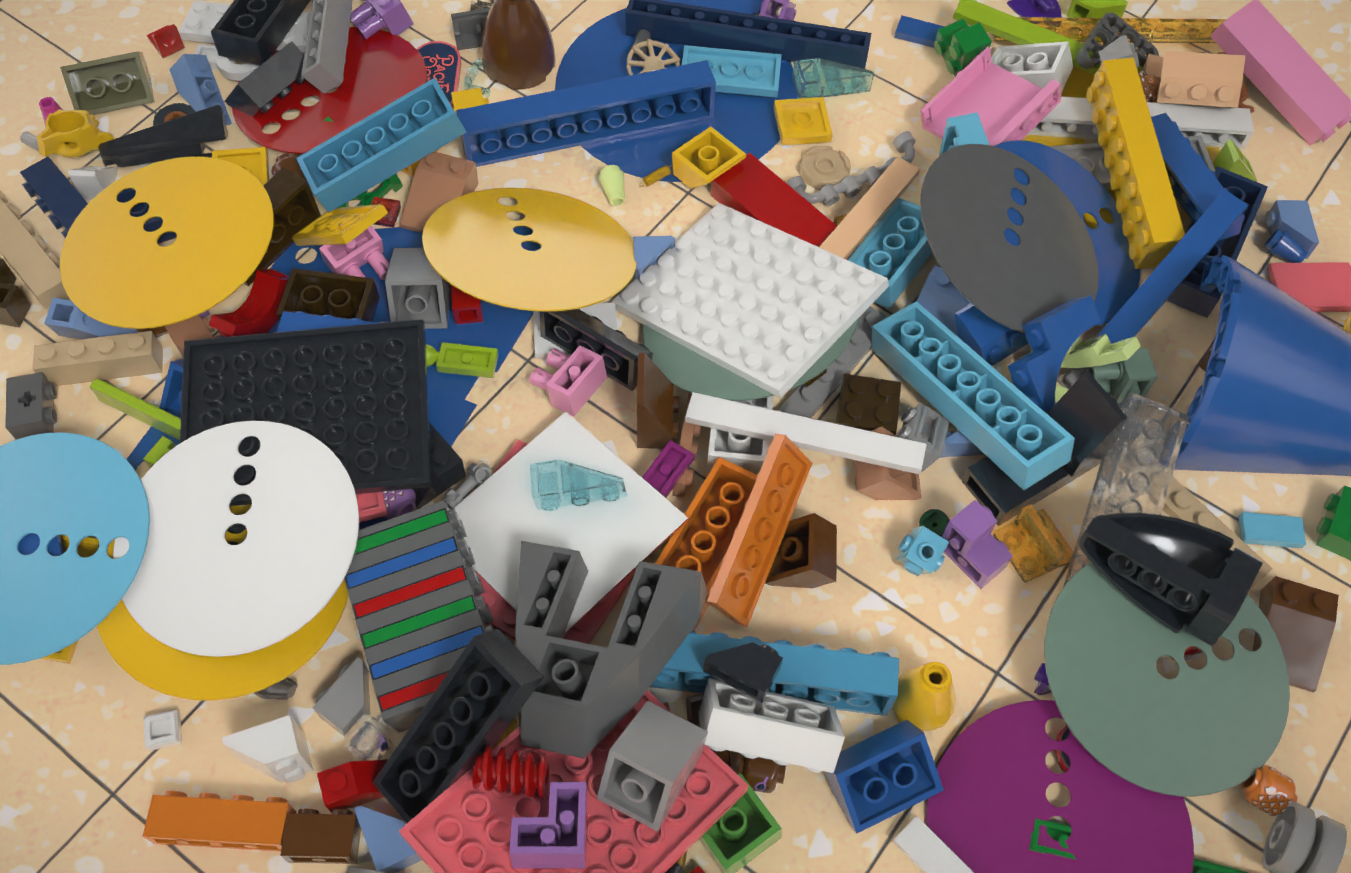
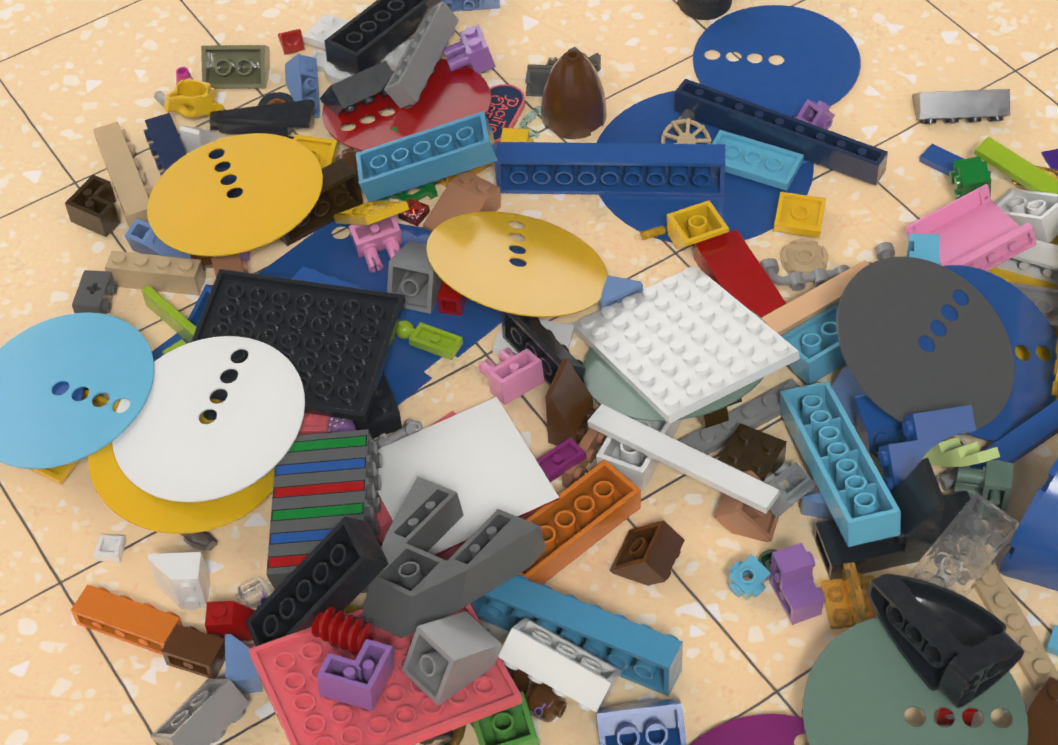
camera: 25 degrees right, 10 degrees down
(258, 311) = (300, 252): red arch -> none
(329, 295) = (346, 264): dark brown brick -> none
(346, 698) = (247, 560): light grey slope -> none
(565, 484) = (474, 448): clear light blue slope -> none
(613, 184) = (611, 231): yellowish green cone -> none
(745, 668) = (552, 611): black slope -> none
(760, 531) = (614, 522): orange plate -> none
(828, 78) = (839, 184): clear light blue slope -> none
(925, 696) = (702, 684): yellow cone -> none

